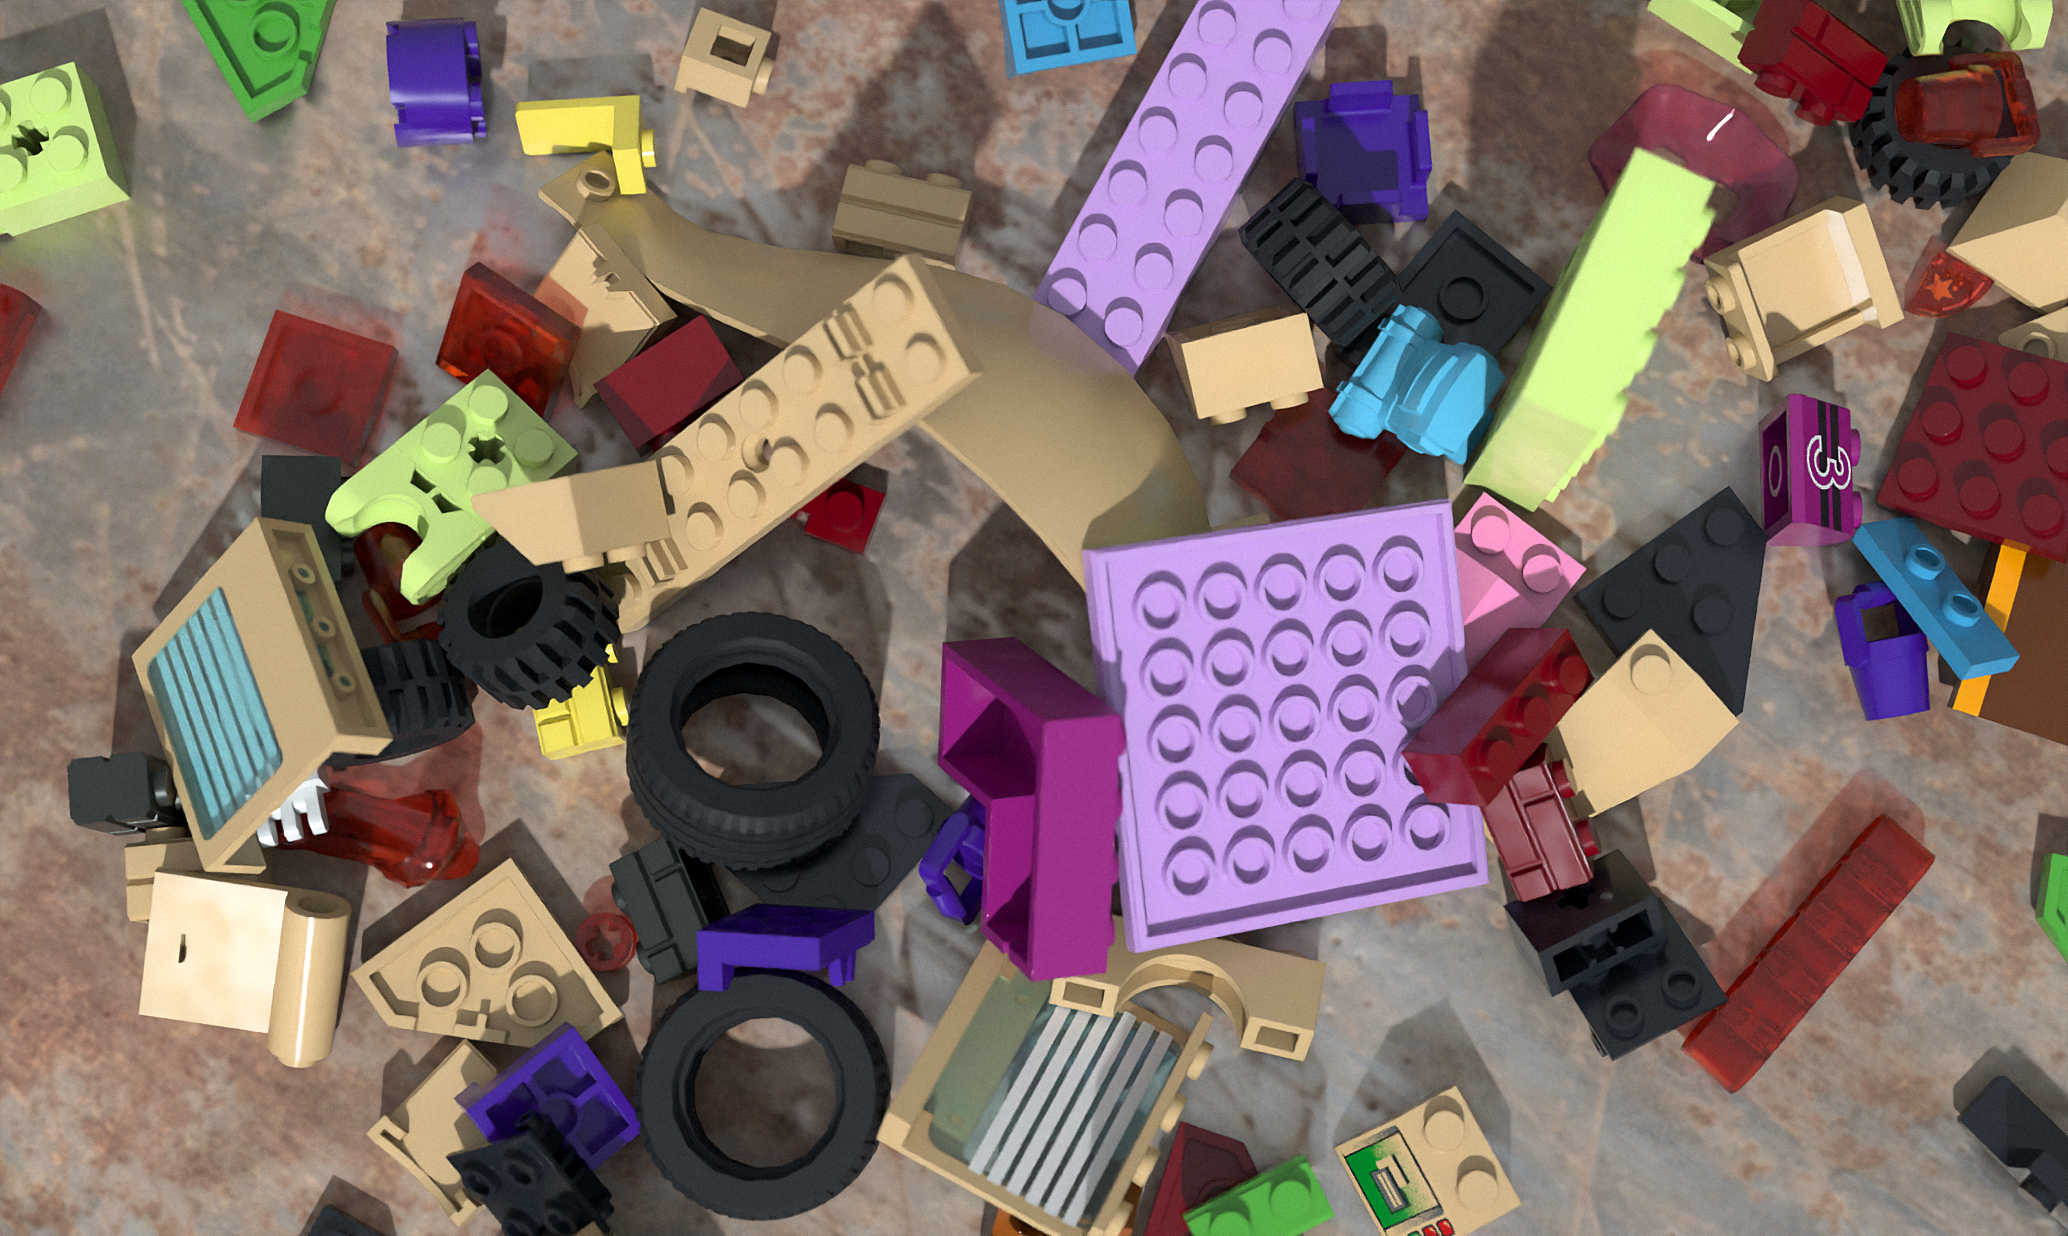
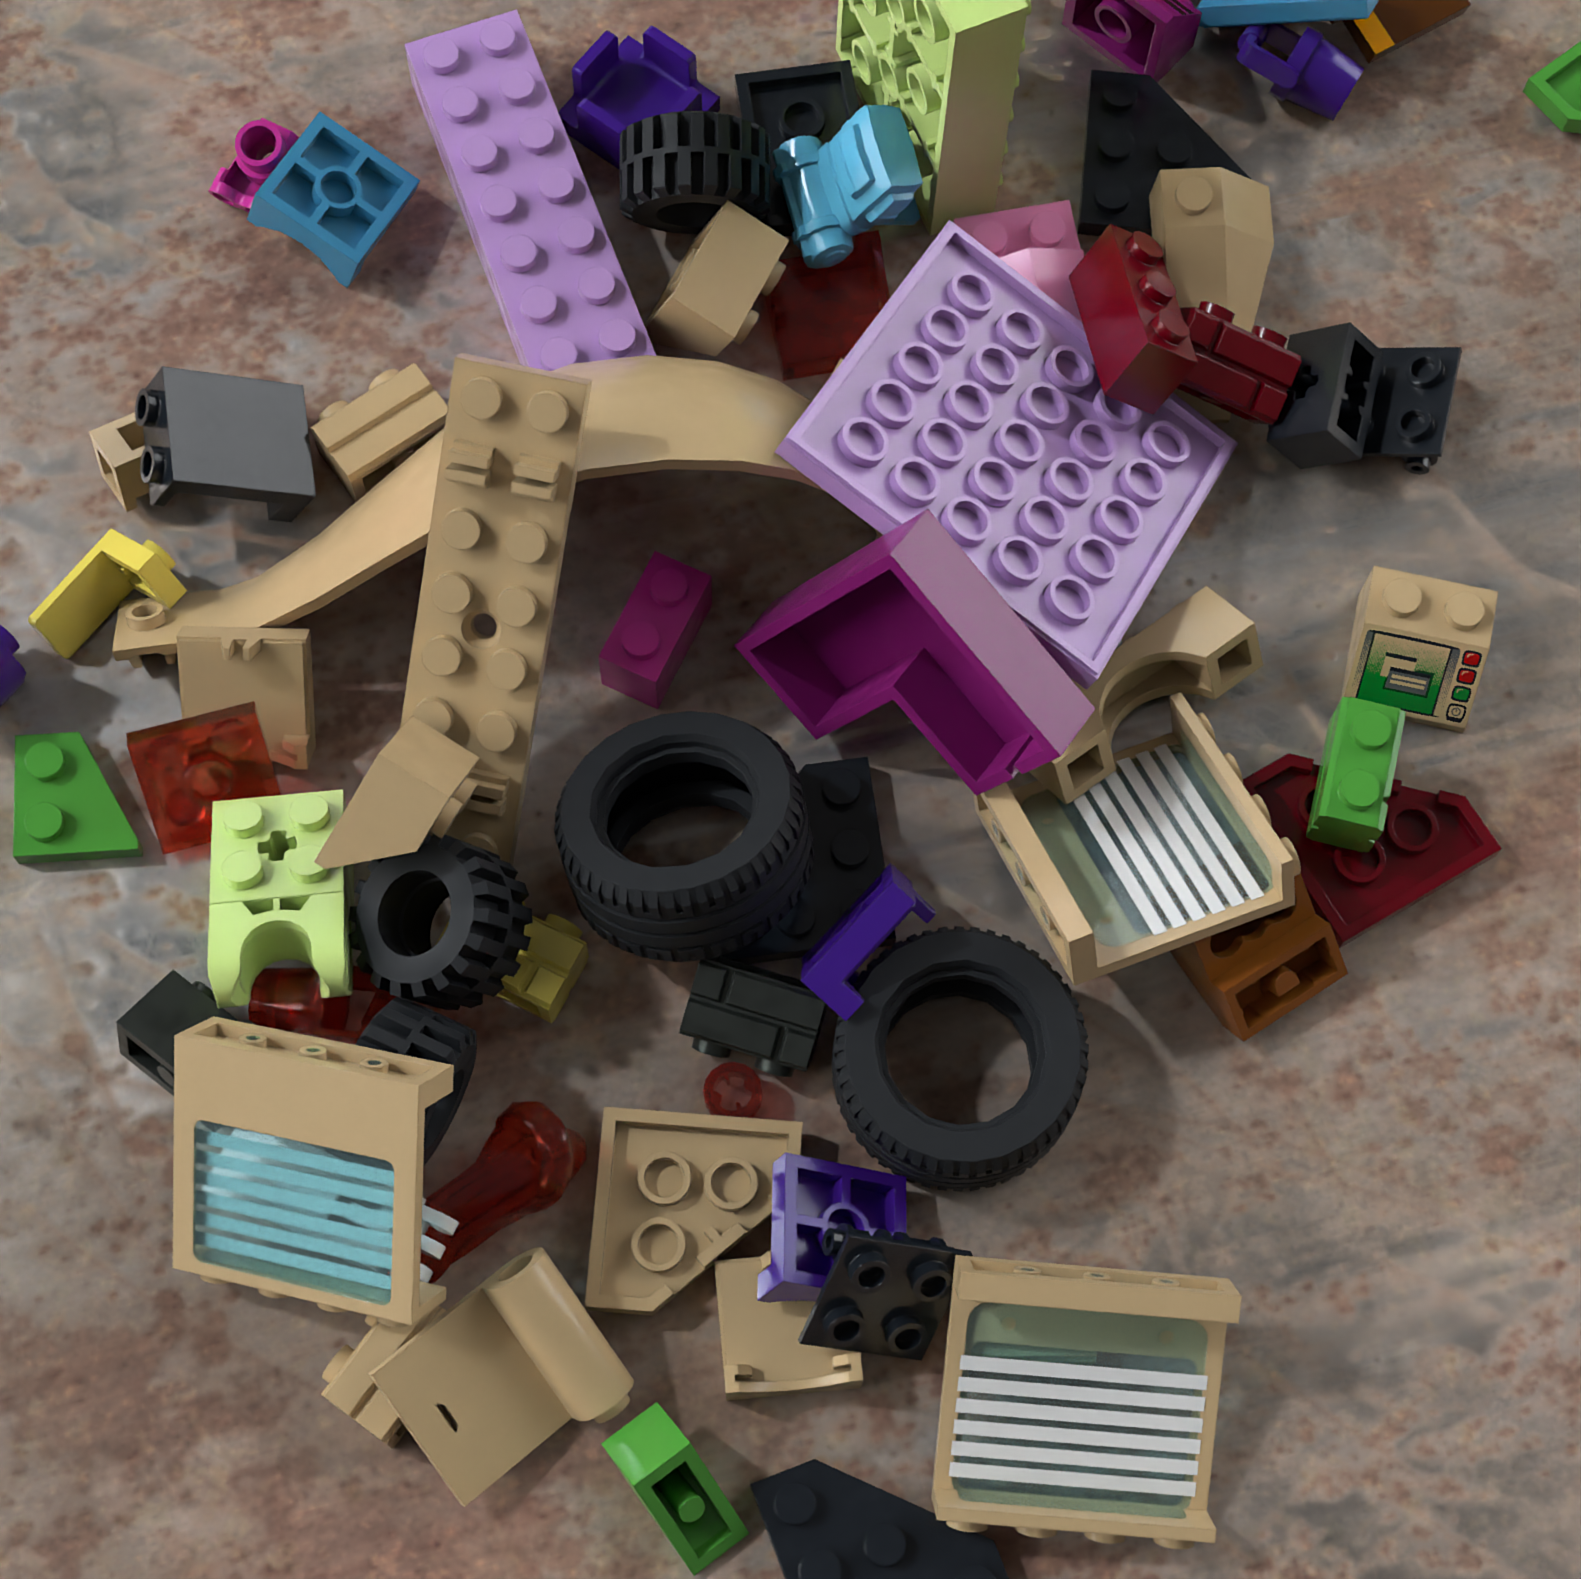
camera: 55 degrees left, 10 degrees down
(123, 794) = (284, 1353): pearl dark grey brick -> none
(274, 1152) = (675, 1488): none -> bright green slope
(316, 388) = (93, 955): clear red plate -> none
(415, 257) = (65, 804): none -> bright green wing
(669, 385) = (359, 680): dark red slope -> none
(777, 115) = (226, 440): none -> panel
(844, 515) = (570, 657): dark red plate -> none
(918, 567) = (655, 629): none -> dark pink brick
(962, 843) = (905, 763): dark purple piece -> none
(1808, 953) = (1468, 281): clear red beam -> none

